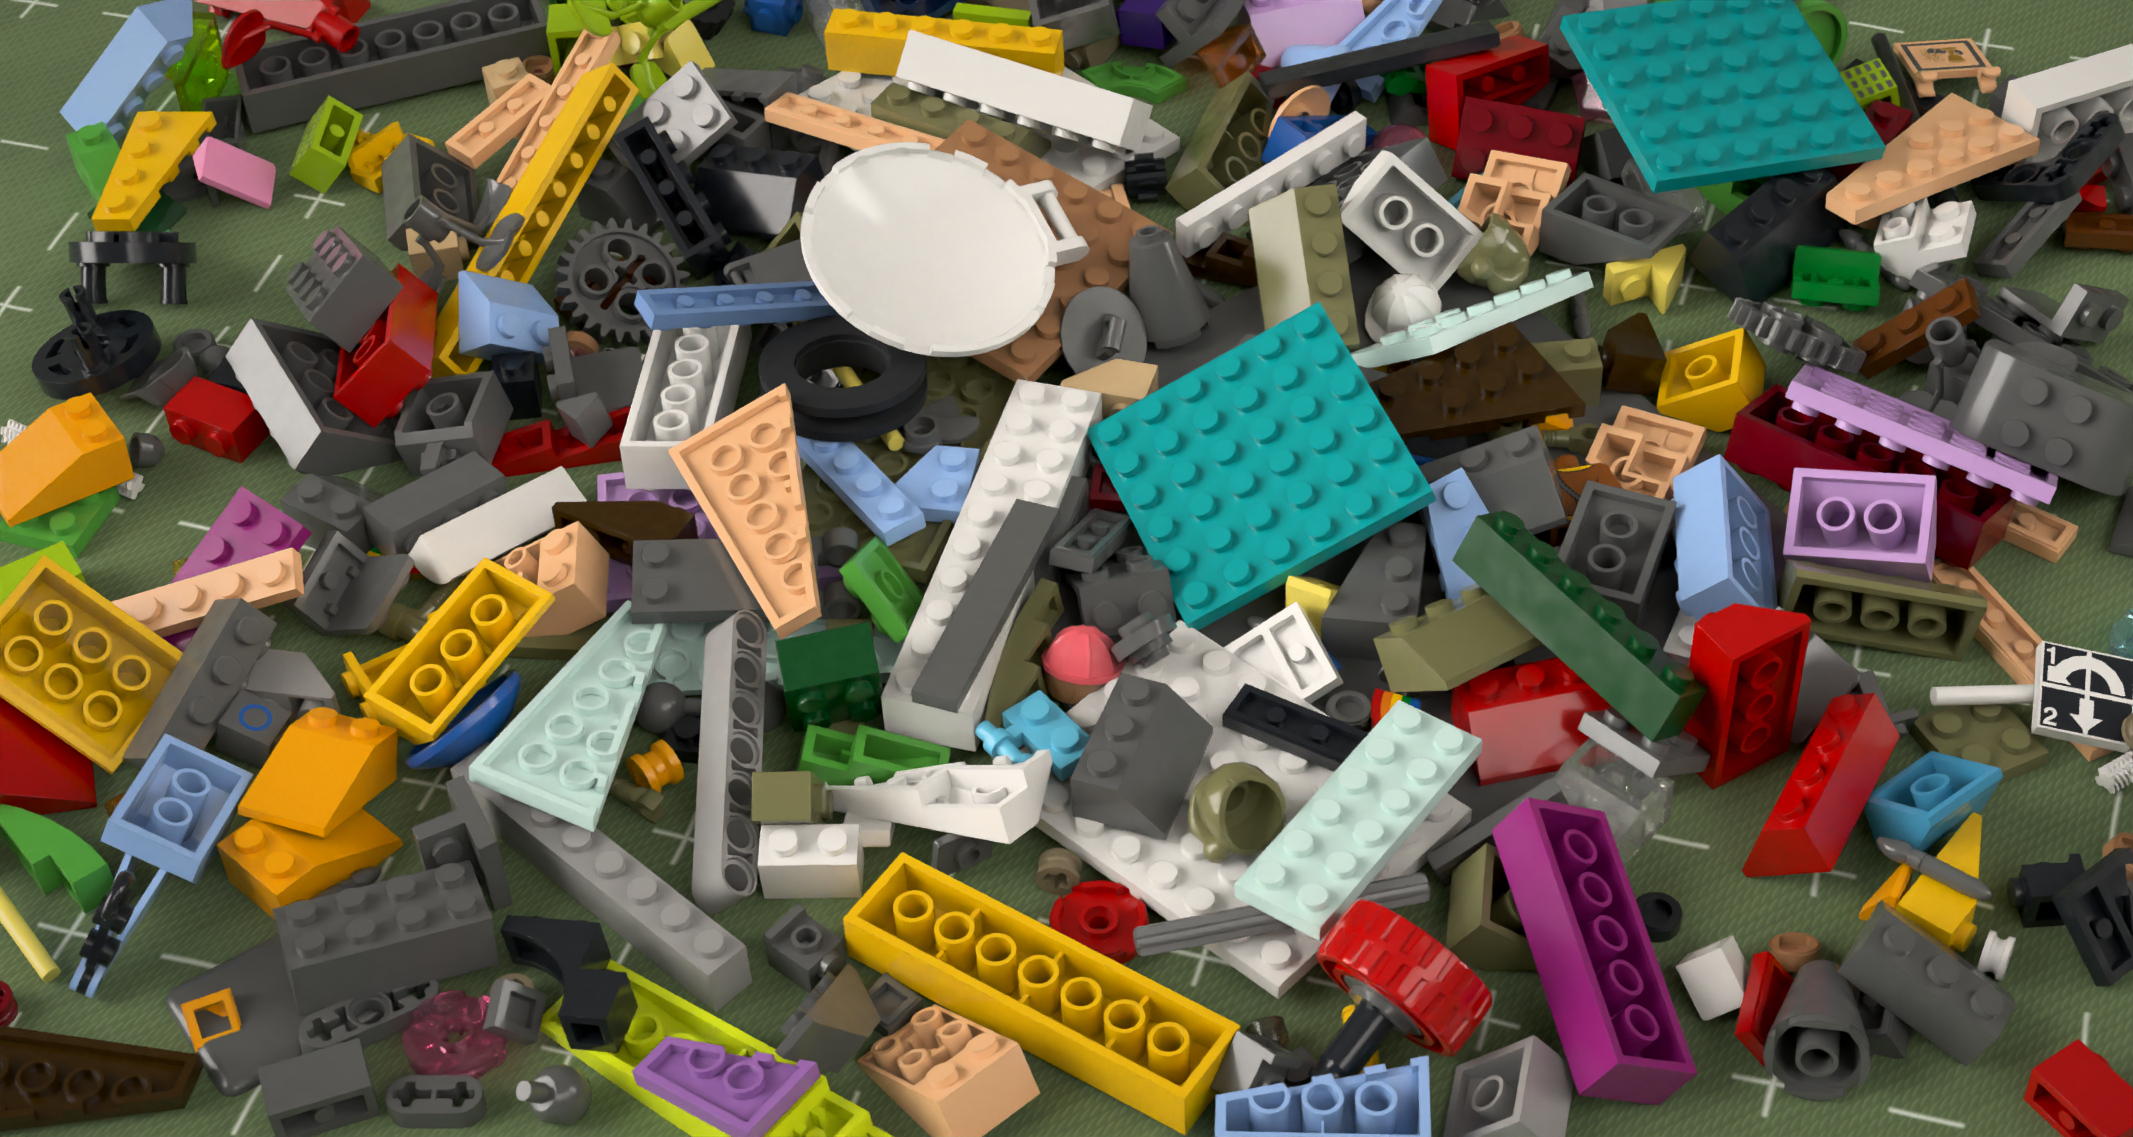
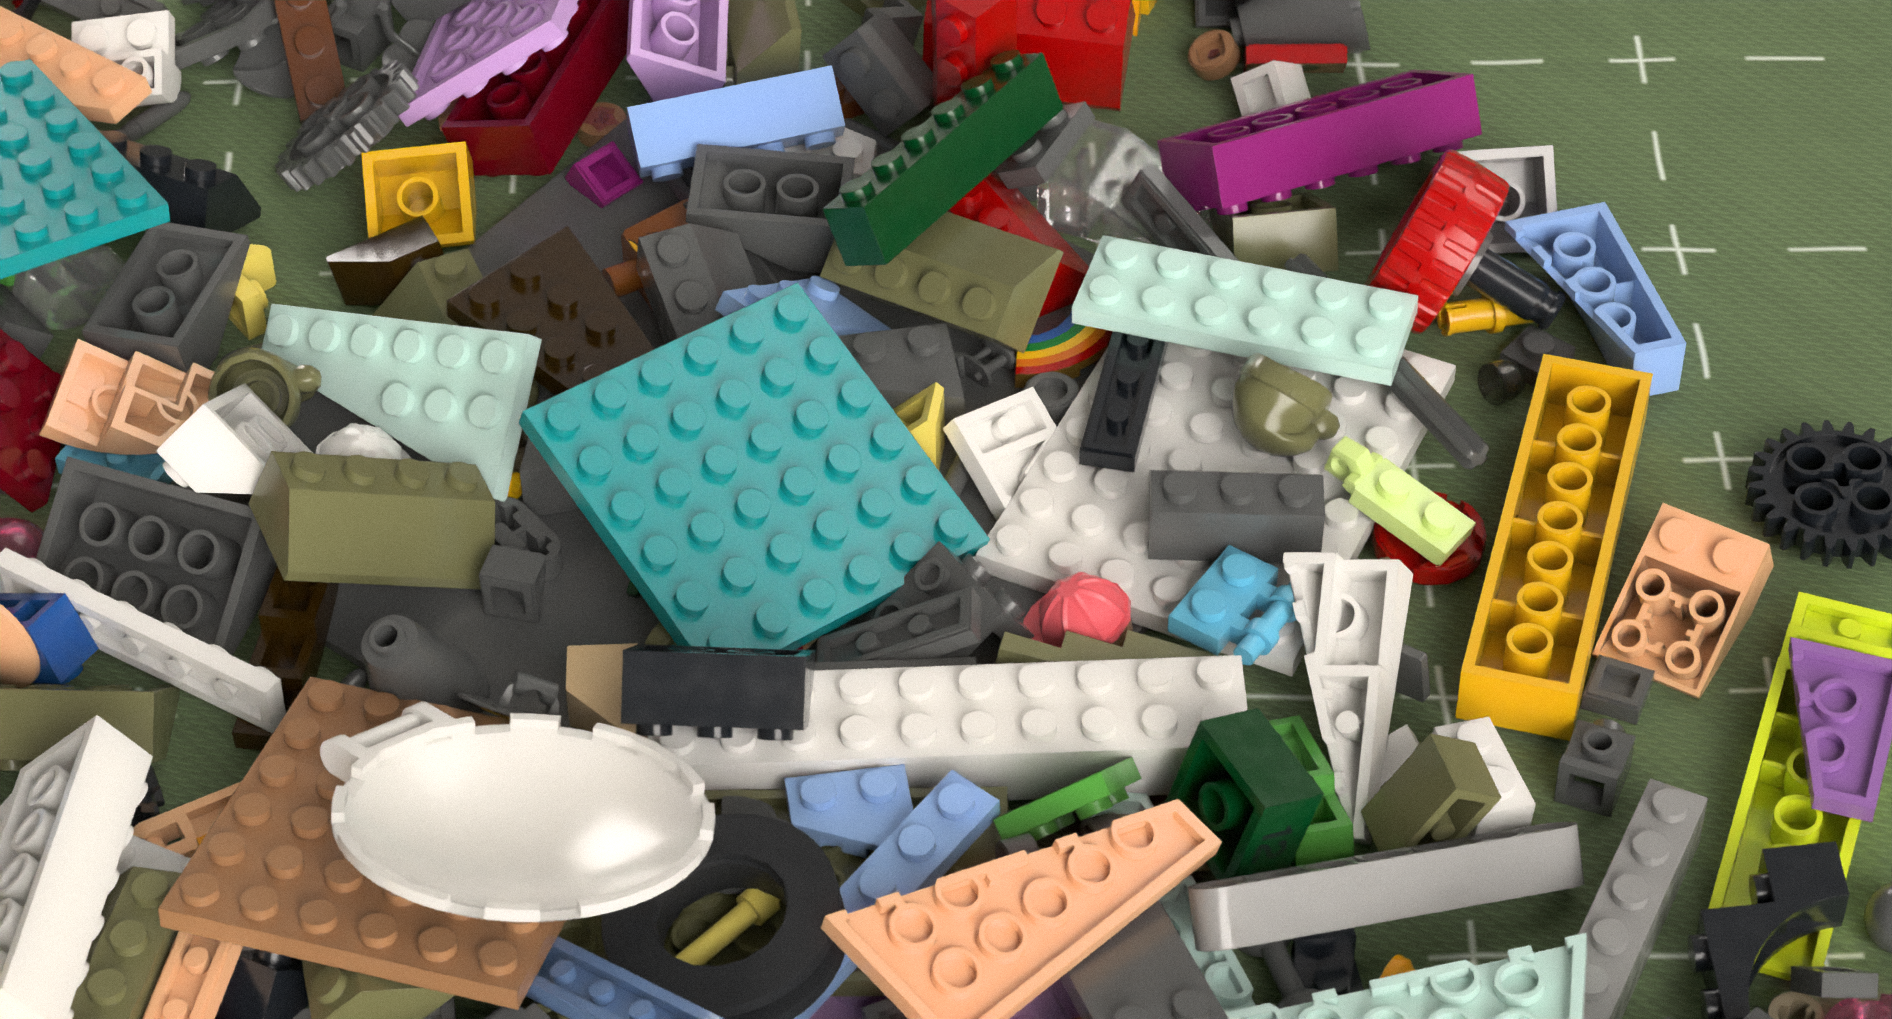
camera: 110 degrees left, 0 degrees up
(830, 1022) = (1697, 688): dark grey slope -> none
(985, 606) = (1080, 666): dark grey tile -> none
(1049, 399) = (717, 690): none -> black slope
(1114, 882) = (1399, 501): none -> yellowish green hinge
(1144, 639) = (1056, 538): dark grey plate -> none
(1253, 1063) = (1565, 338): dark grey brick -> none
(1647, 450) = (591, 217): light nougat slope -> none
(1836, 277) = (209, 130): green bracket -> none

